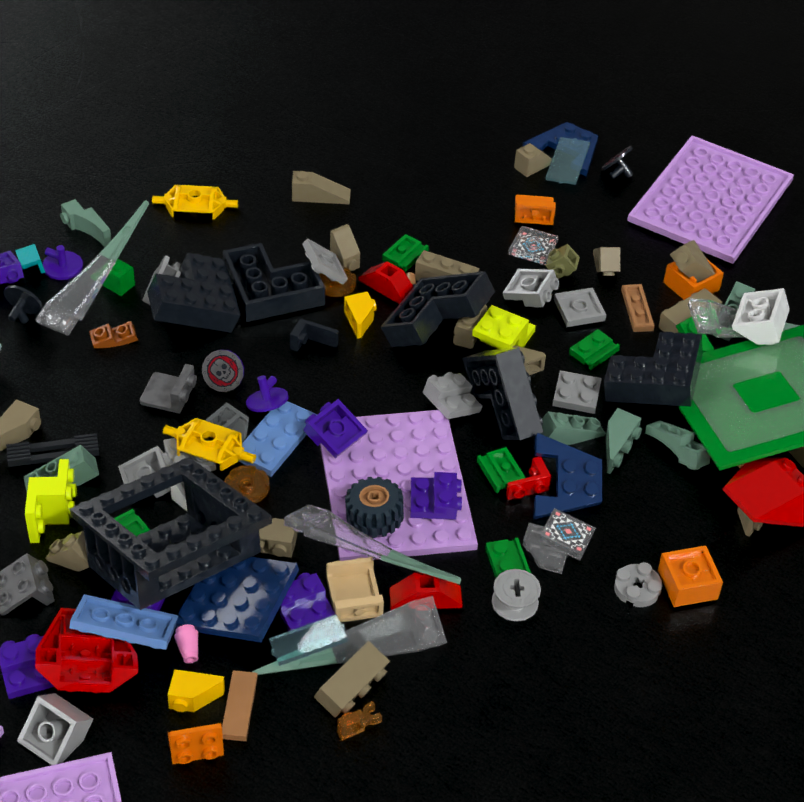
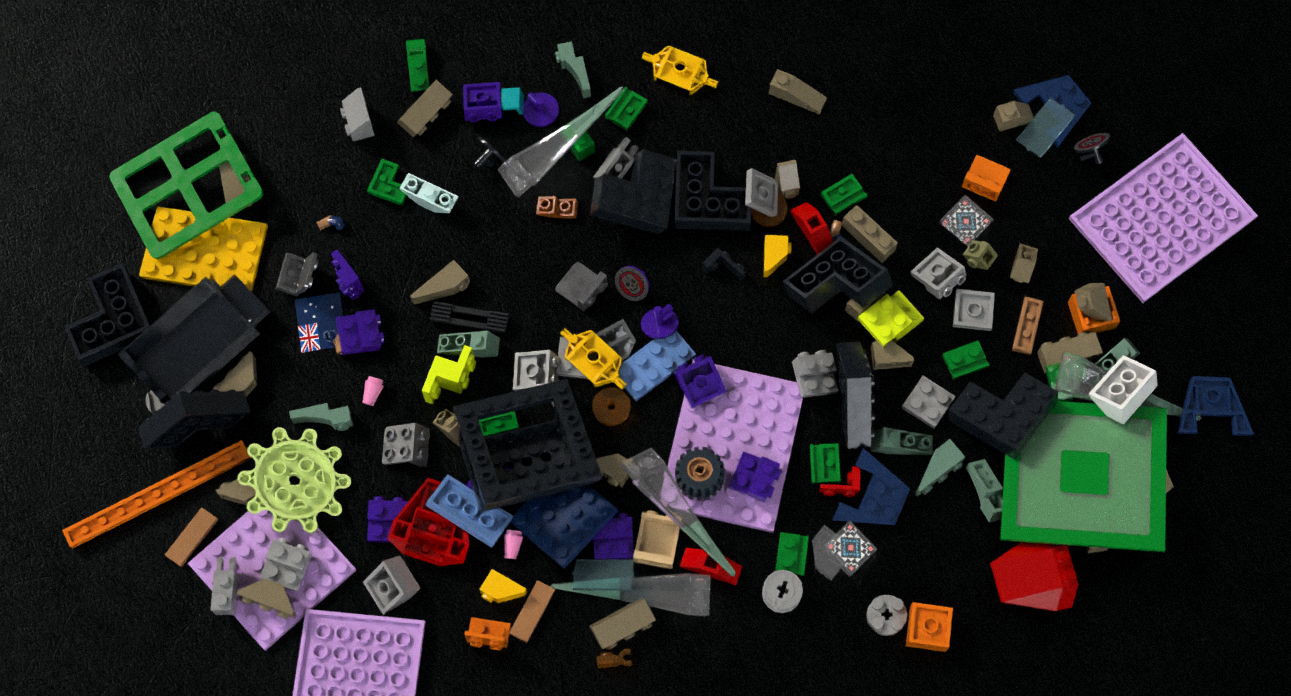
camera: 25 degrees right, 25 degrees up
(153, 241) = (626, 109): none -> green plate

